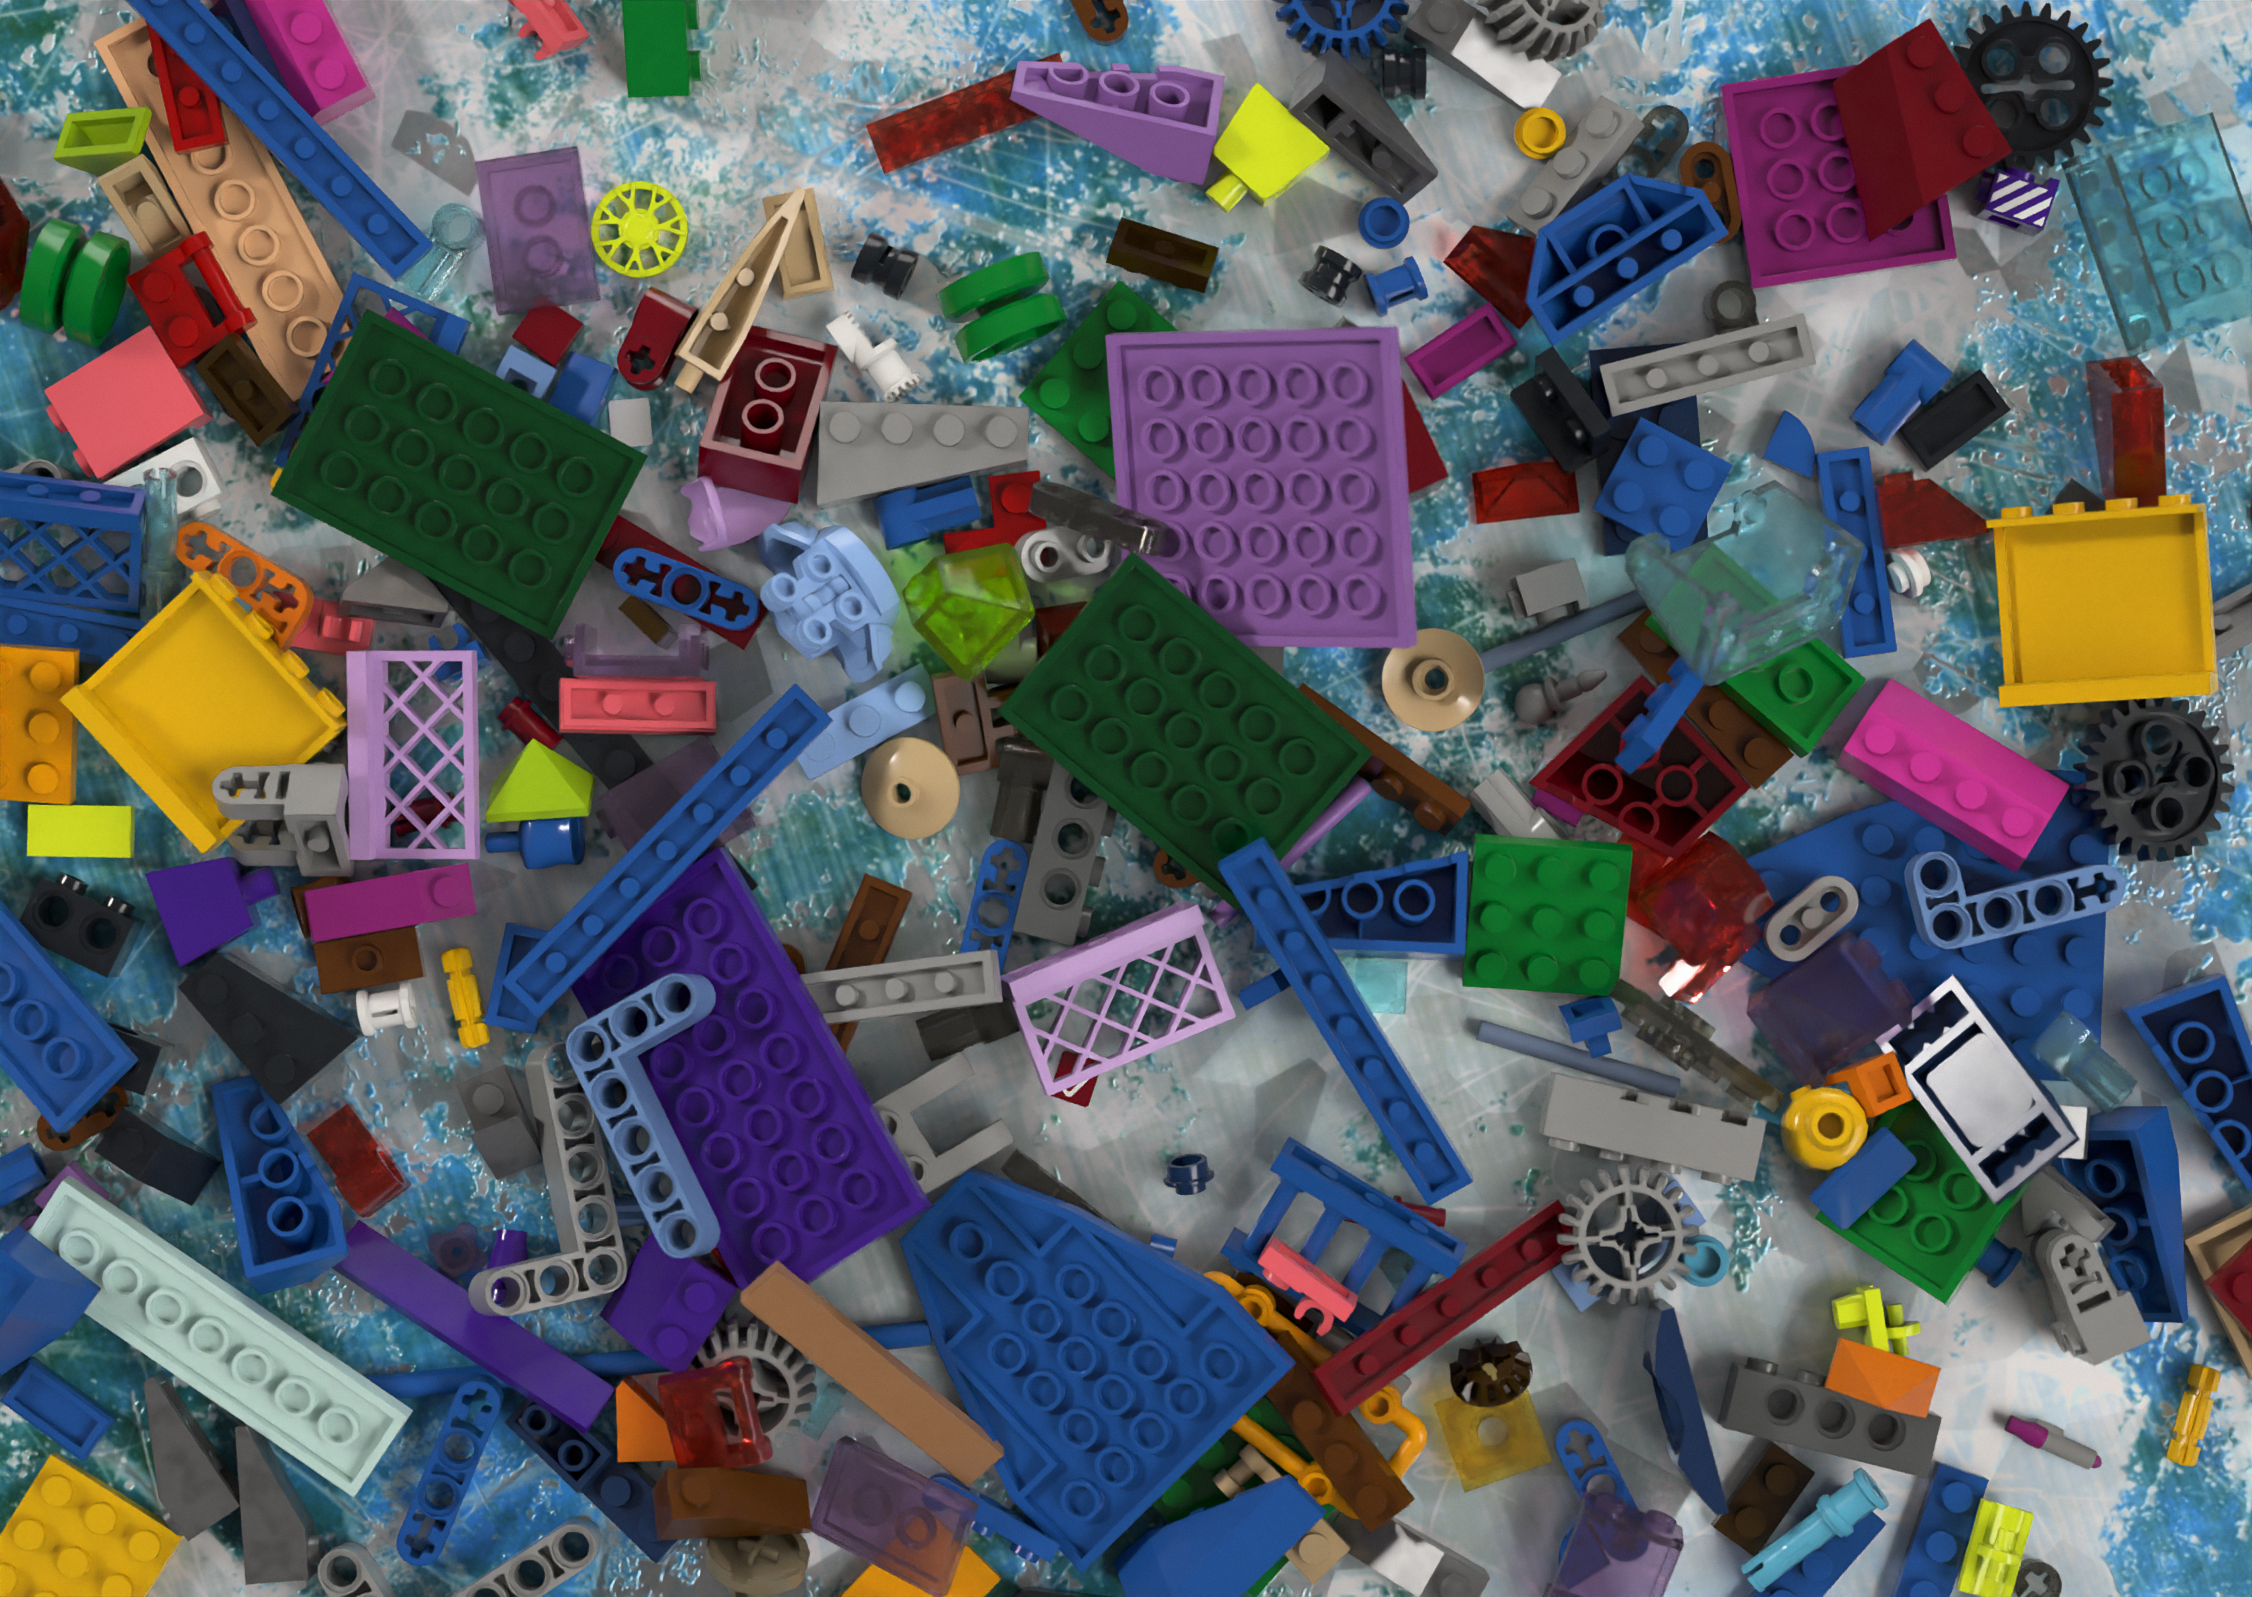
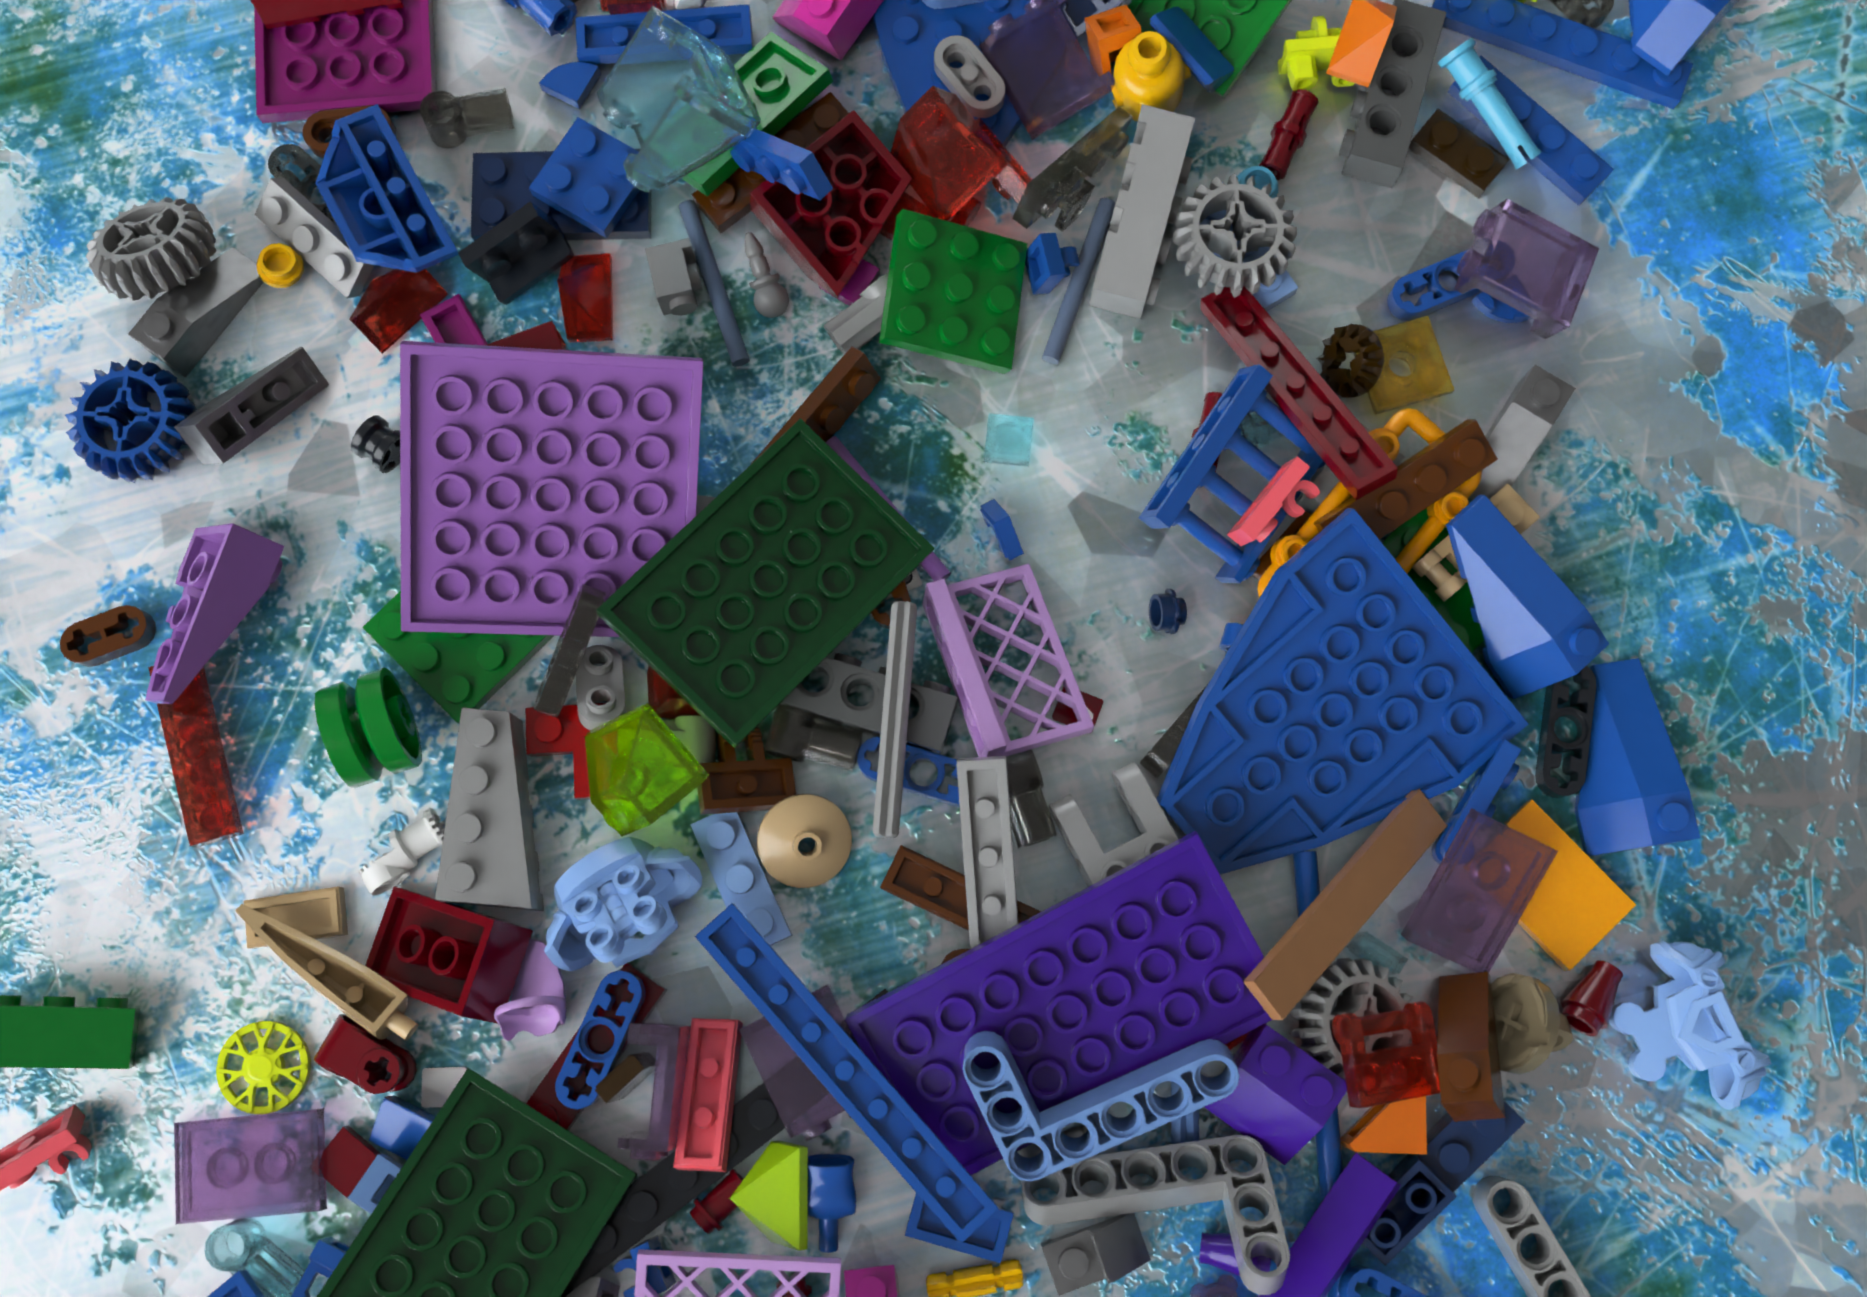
camera: 90 degrees left, 10 degrees down
(884, 265) = (322, 836): black wheel -> none
(913, 515) = (554, 823): blue piece -> none
(1042, 879) = (895, 719): none -> light grey axle
(1162, 255) = (339, 597): dark brown plate -> none
(1262, 152) = (263, 493): neon yellow torso -> none
(1345, 1020) = (1033, 458): blue plate -> none
(1383, 223) = (341, 399): blue plate -> none
(1393, 911) = (945, 424): blue wedge -> none
(1395, 286) = (388, 379): blue bush -> none
(1404, 73) = (210, 371): black wheel -> none
(1419, 703) = (746, 352): tan dish -> none
(1679, 1405) = (1383, 201): dark blue slope -> none
(1707, 364) = (488, 128): light grey plate -> none
(1773, 1297) = (1289, 132): none -> dark red pin

